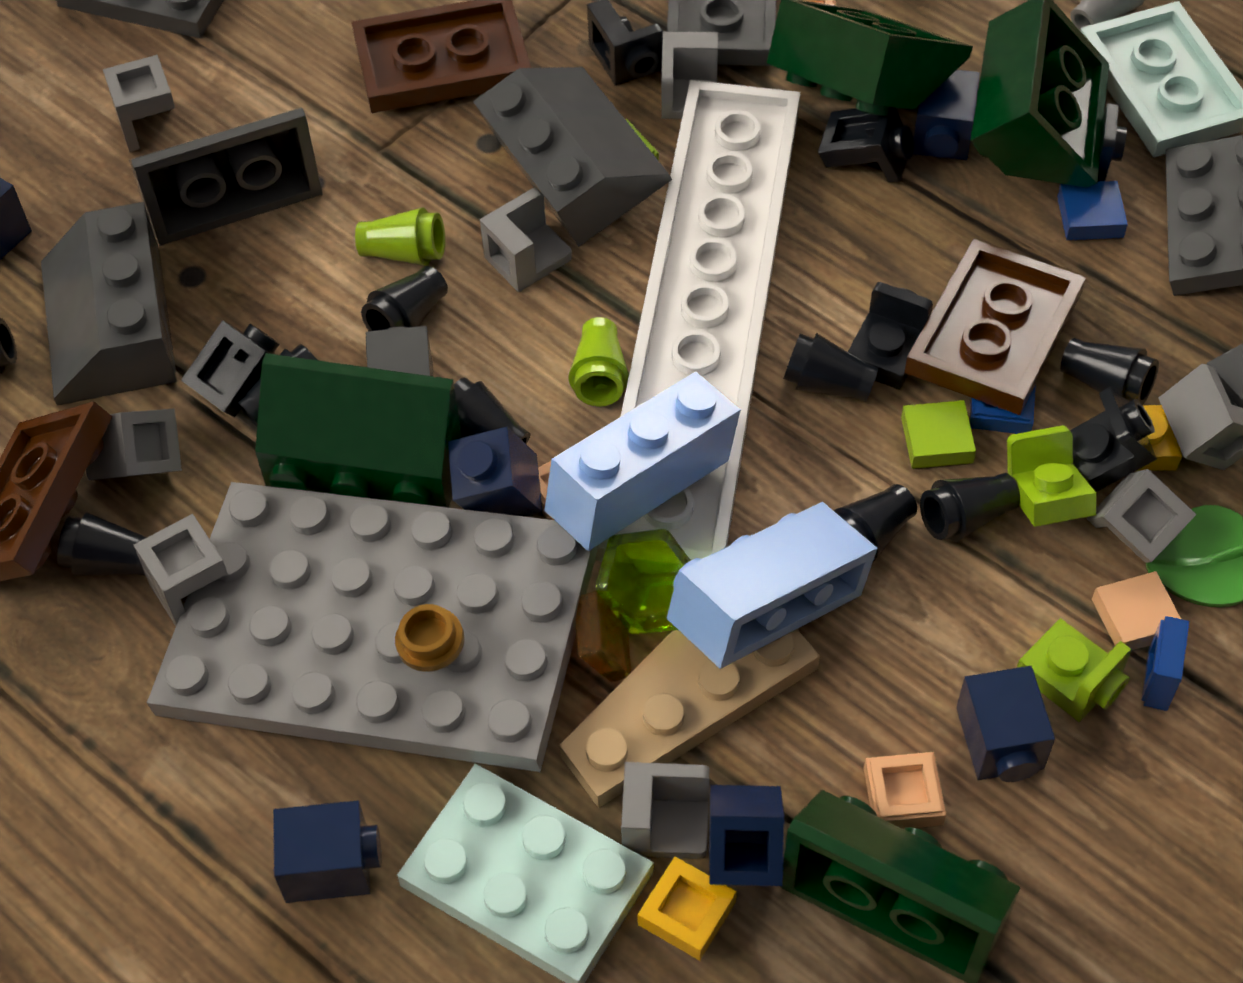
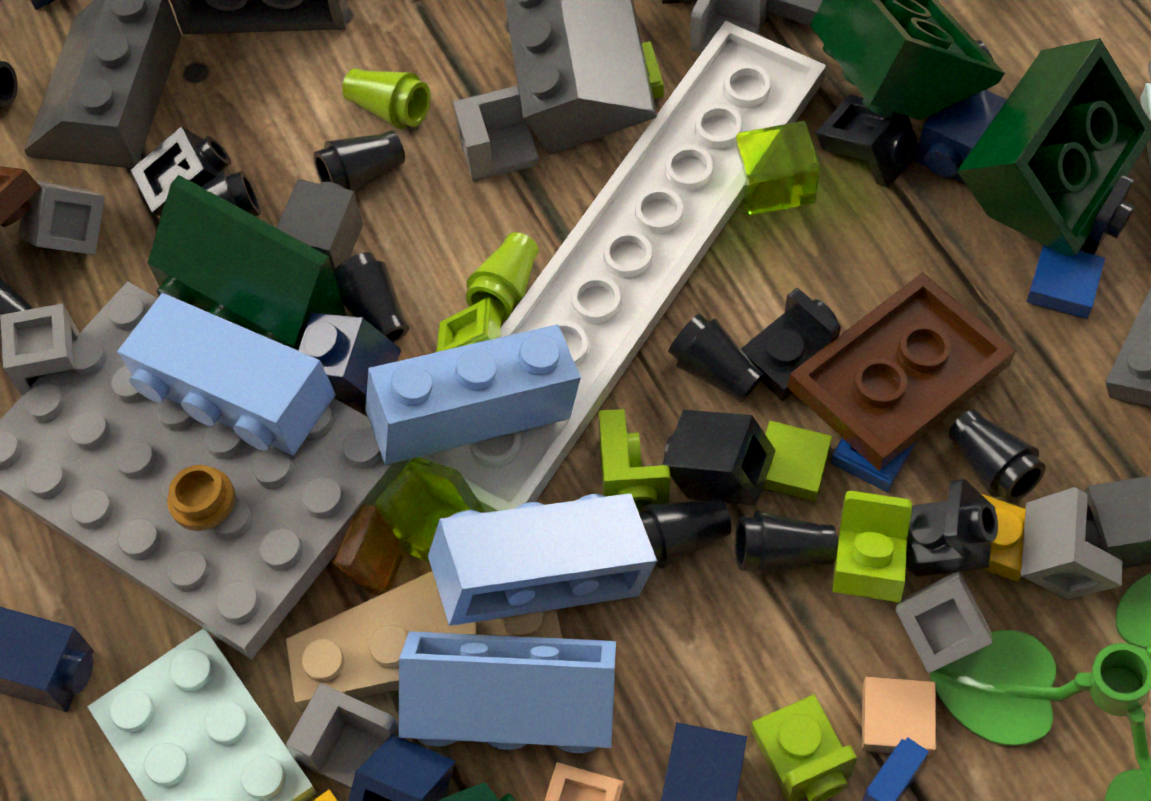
camera: 25 degrees right, 5 degrees up
(397, 520) = (226, 375): none -> light blue brick
(591, 413) = (470, 326): none -> lime tile
(789, 479) = (622, 463): none -> lime bracket
(799, 708) = (507, 690): none -> light blue brick
(806, 188) = (778, 167): none -> clear neon green panel
(878, 447) = (719, 456): none -> black brick

